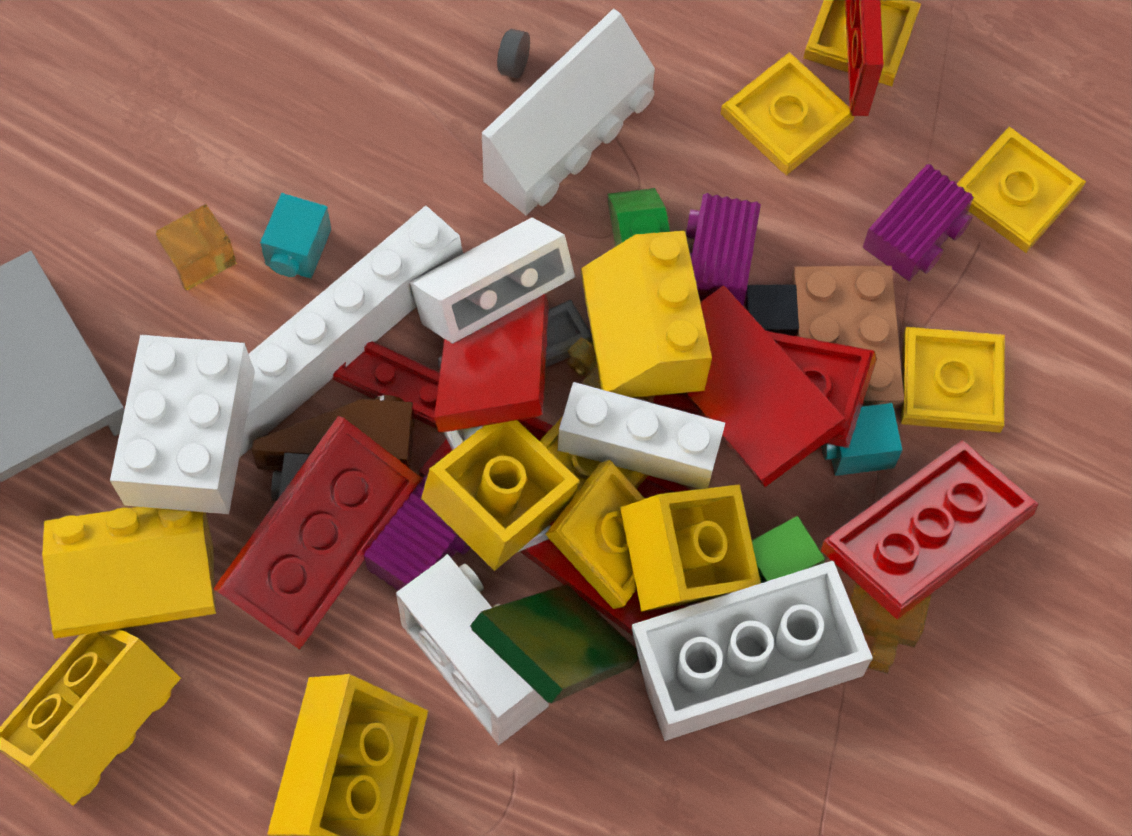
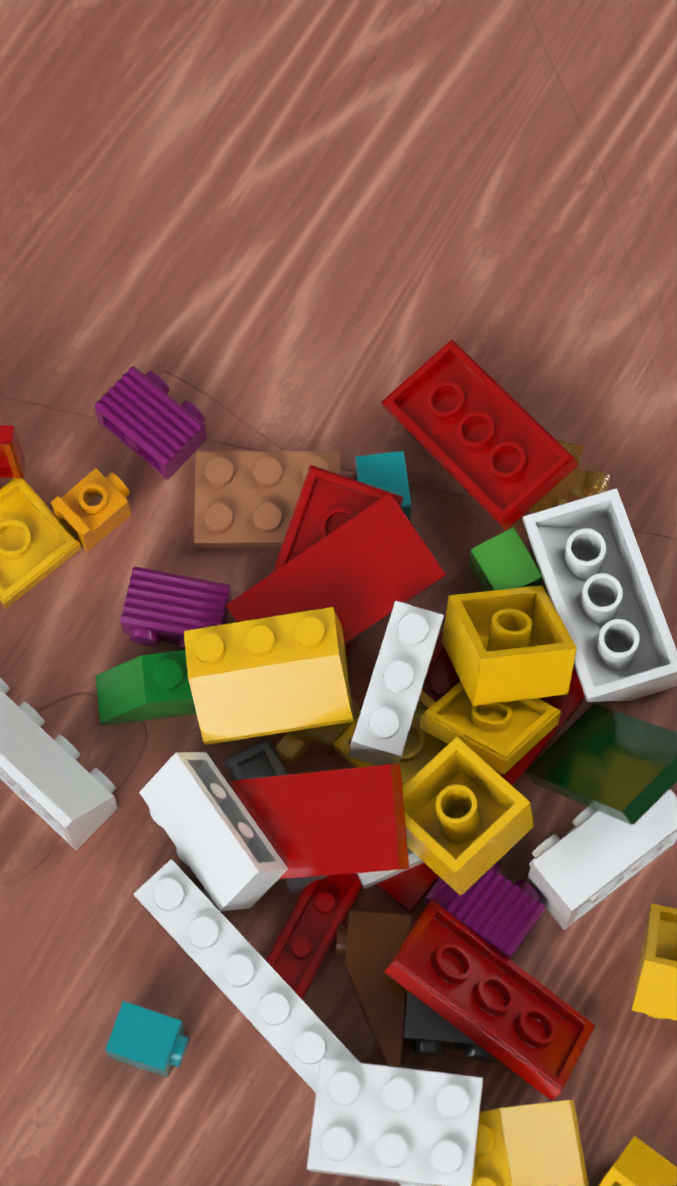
camera: 85 degrees left, 5 degrees up
(196, 246) = (155, 1144): clear yellow panel -> none
(774, 307) = (238, 564): black tile -> none
(823, 174) = (88, 522): none -> light orange brick
(953, 379) = (314, 405): yellow tile -> none
(1019, 189) = (109, 329): yellow tile -> none

